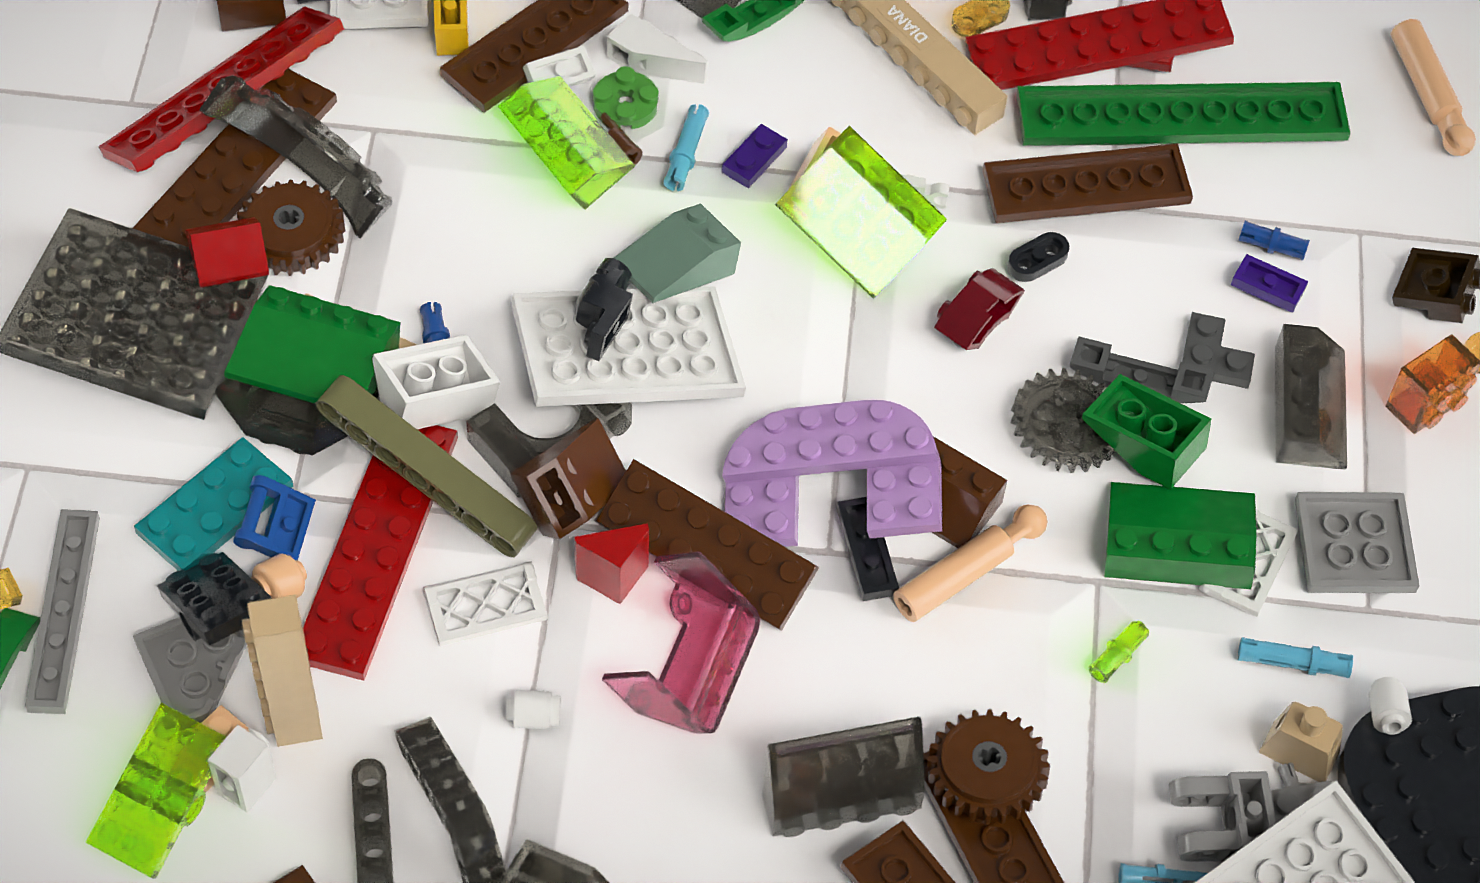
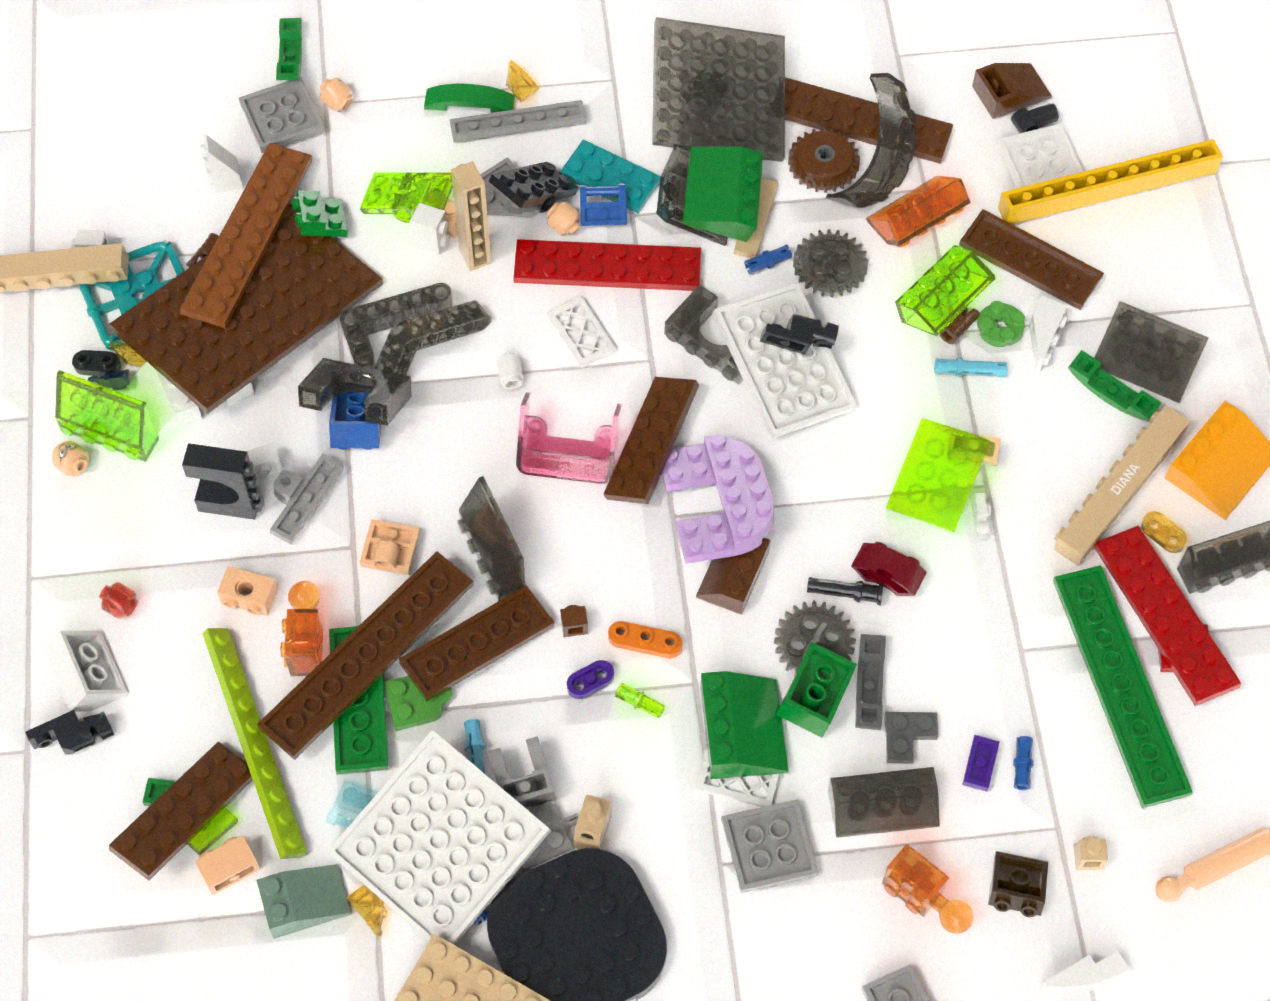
camera: 80 degrees right, 5 degrees up
(228, 251) = (783, 124): red slope -> none
(256, 63) = (924, 97): red plate -> none
(414, 139) = (919, 210): none -> clear orange slope
(426, 466) = (655, 268): olive beam -> none
(435, 381) = (720, 258): white slope -> none
(448, 250) = (830, 263): none -> clear smoke gear
(570, 480) = (672, 350): reddish brown slope -> none
(571, 65) = (1007, 278): white plate -> none
(612, 560) = (619, 387): red slope -> none
(681, 254) = (868, 376): sand green slope -> none
(754, 155) = (980, 411): dark purple plate -> none
(868, 555) = (664, 538): black plate -> none
(967, 563) = (681, 596): light nougat piece -> none
(981, 697) = (574, 621): none -> reddish brown plate
(988, 766) = (539, 619): reddish brown gear -> none
(999, 356) = (857, 591): none -> black pin
(1018, 637) = (655, 645): none -> orange plate
(1035, 257) = (952, 604): black plate -> none
(1079, 708) = (588, 679): none -> dark purple plate
(1087, 183) = (1030, 627): reddish brown plate -> none
(1288, 656) = (663, 824): medium azure pin -> none
(1389, 705) = (626, 868): white brick -> none
(1407, 201) = (1090, 853): none -> tan brick

